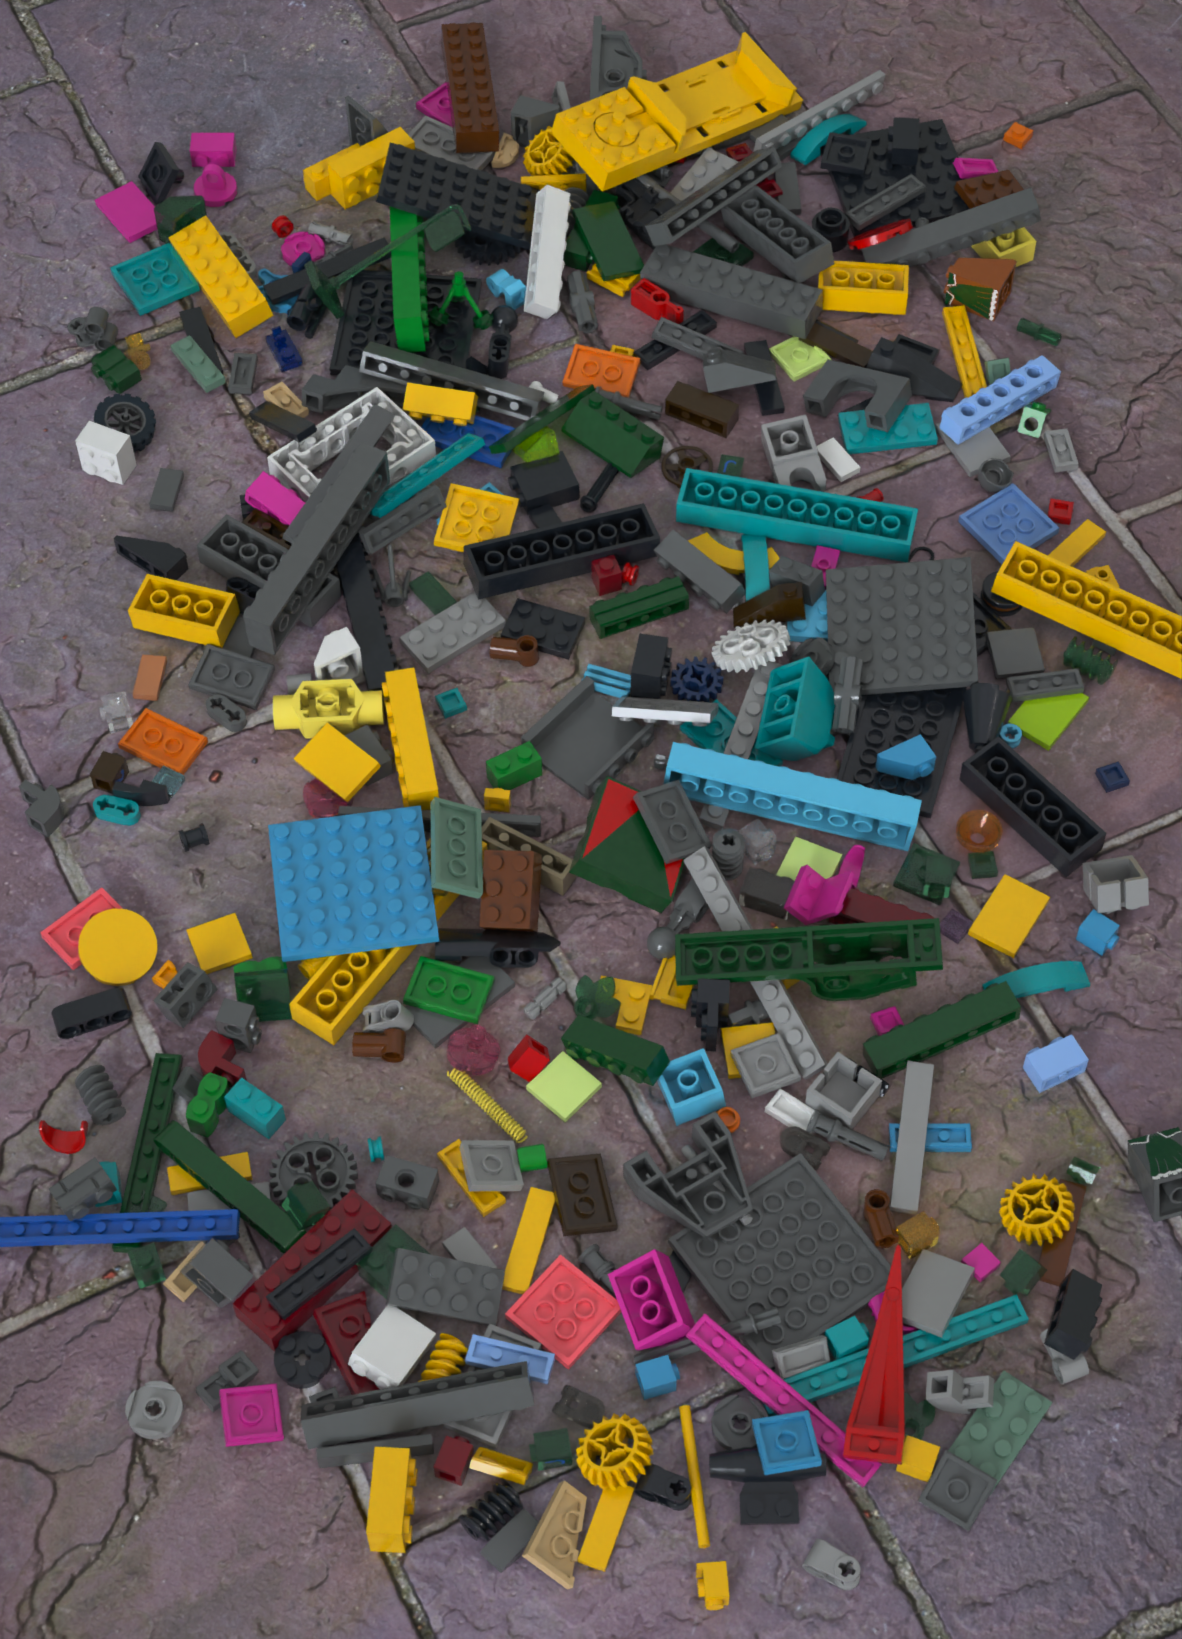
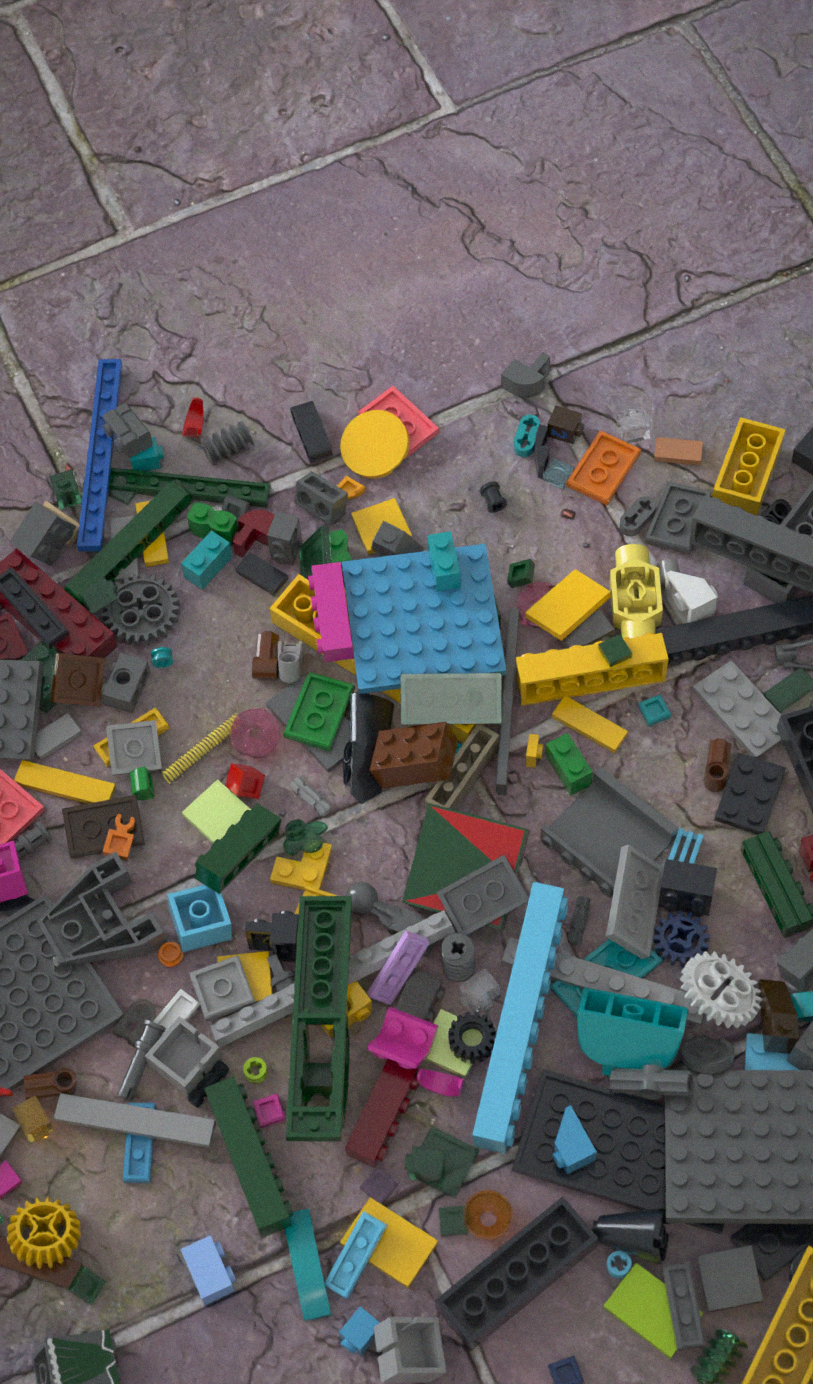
camera: 95 degrees right, 5 degrees up
(249, 924) = (394, 541): none -> dark grey slope
(271, 1058) = (261, 574): none -> black tile
(290, 810) = (521, 573): none -> dark green plate
(297, 850) = (443, 561): none -> teal brick
(345, 962) = (332, 612): none -> dark pink brick
(406, 707) = (615, 650): none -> dark green tile
(409, 1223) = (77, 679): none -> reddish brown tile
(465, 755) = (589, 724): none -> yellow tile
(605, 1170) = (120, 839): none -> orange plate
(743, 898) = (398, 967): none -> lavender tile
(810, 831) = (472, 1052): none -> black tyre
(849, 1029) = (263, 1071): none -> lime bush
(1026, 936) = (355, 1255): none -> medium azure tile

